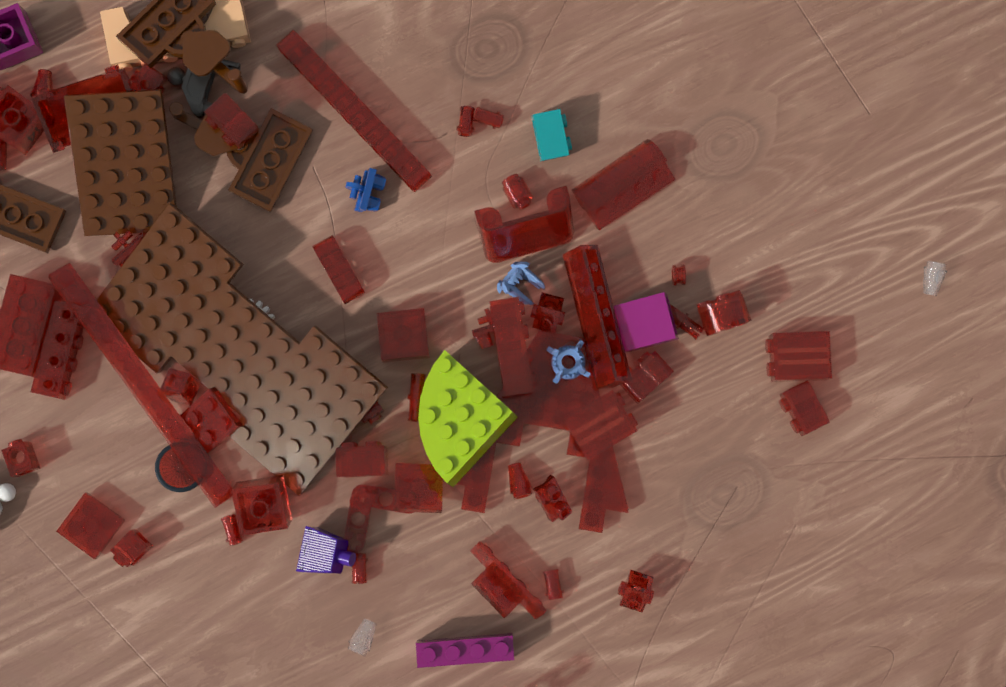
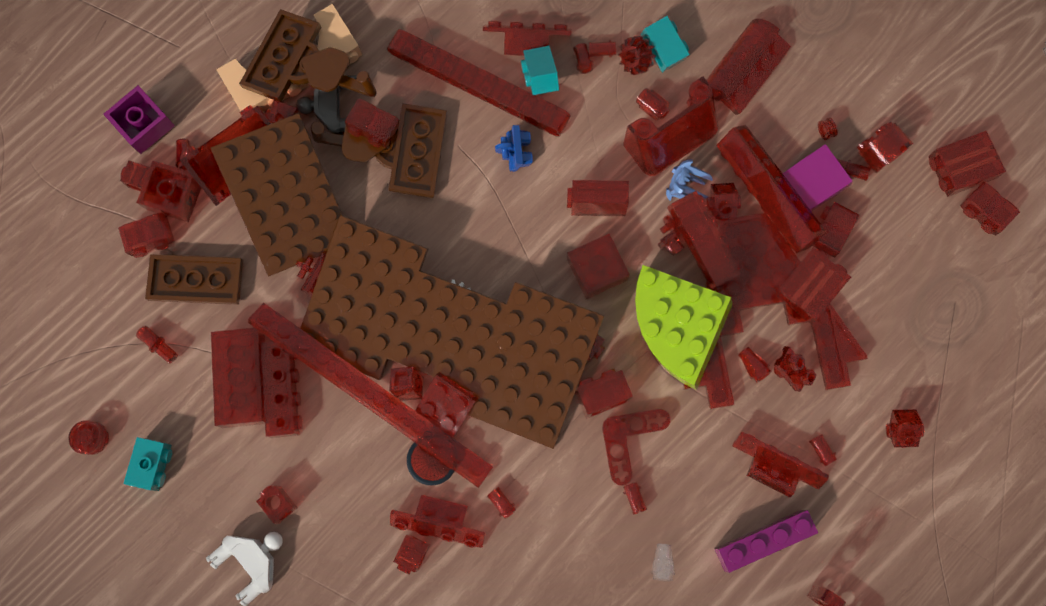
camera: 10 degrees left, 5 degrees down
(90, 525) = (365, 545): clear red plate -> none
(168, 525) = (440, 520): none -> clear red bracket
(261, 505) = (523, 468): clear red brick -> none
(323, 552) = (598, 494): dark purple torso -> none
(338, 269) = (515, 227): clear red beam -> none
(416, 388) = (630, 319): clear red pin -> none
(417, 121) = (540, 70): none -> teal brick
(417, 488) = (663, 402): clear red plate -> none
(418, 82) = (525, 38): none -> clear red bracket
(426, 269) = (598, 198): none -> clear red brick
(517, 137) = (636, 55): none -> clear red gear
(556, 362) = (763, 248): medium blue piece -> none

